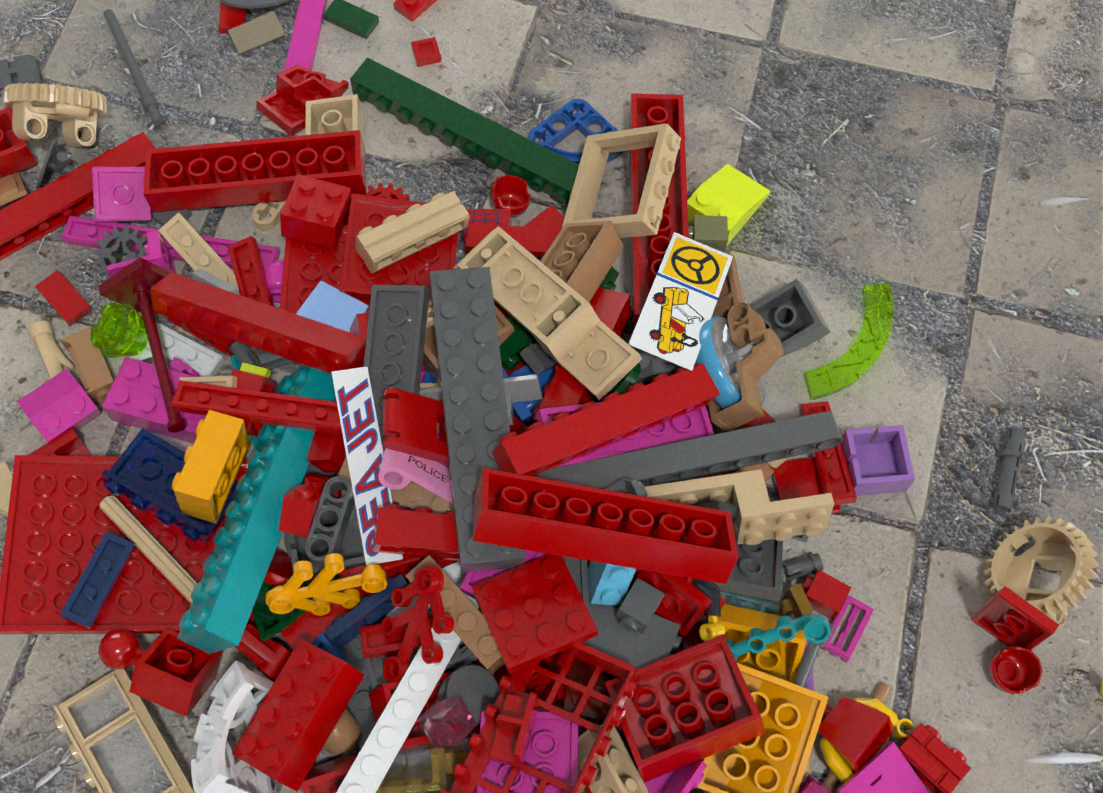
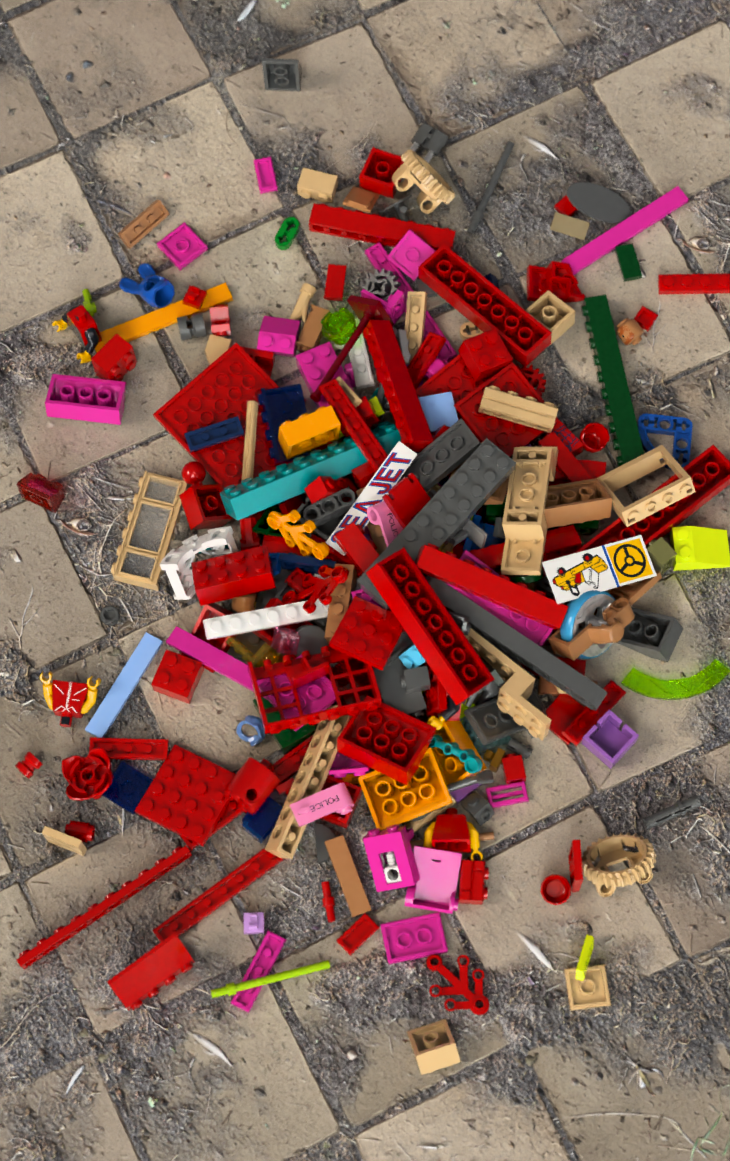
camera: 55 degrees right, 5 degrees up
(428, 71) = (629, 331): none -> medium nougat head
(838, 674) = (478, 807): none -> dark grey bracket

